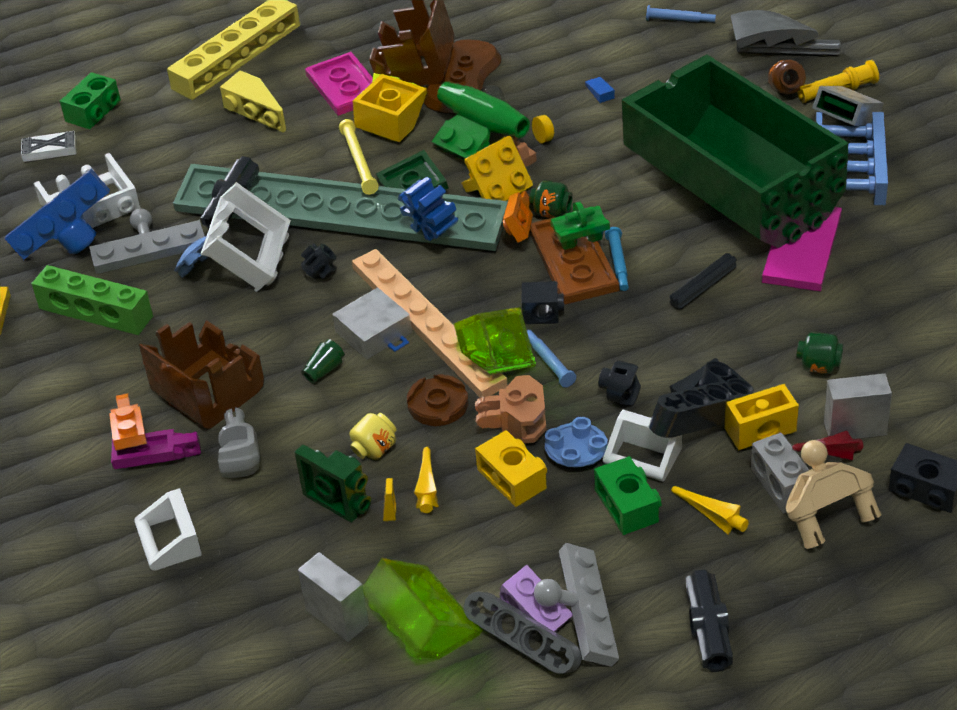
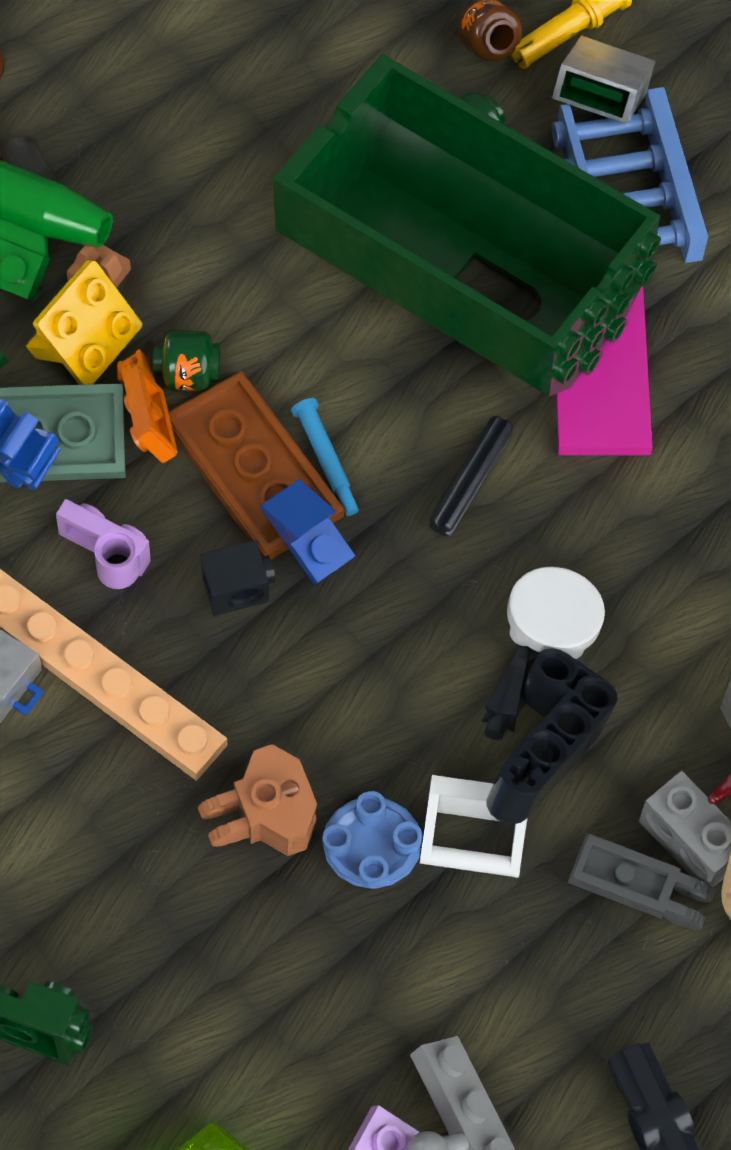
camera: 25 degrees left, 20 degrees up
(372, 436) = (55, 904): light yellow head -> none
(389, 511) = (122, 1024): yellow piece -> none
(426, 487) = (171, 984): yellow piece -> none
(437, 400) = (129, 801): reddish brown tile -> none
(475, 278) = (92, 531): none -> lavender plate
(496, 340) = (195, 682): clear neon green slope -> none
(511, 468) = (301, 940): yellow brick -> none
(542, 128) = (126, 207): yellow tile -> none
(565, 376) = (280, 681): medium blue piece -> none
(580, 223) = (257, 416): green hips -> none
(592, 288) = (307, 530): none -> blue slope
(600, 89) = (190, 96): blue piece -> none
(618, 380) = (409, 714): black piece -> none
(627, 495) = (487, 952): green brick -> none
(723, 514) = (624, 921): yellow piece -> none
(732, 488) = (638, 881): none -> dark grey hinge
(733, 347) = (555, 611): none -> white tile
(761, 416) = (639, 737): yellow brick -> none
(820, 352) = (690, 590): dark green head -> none

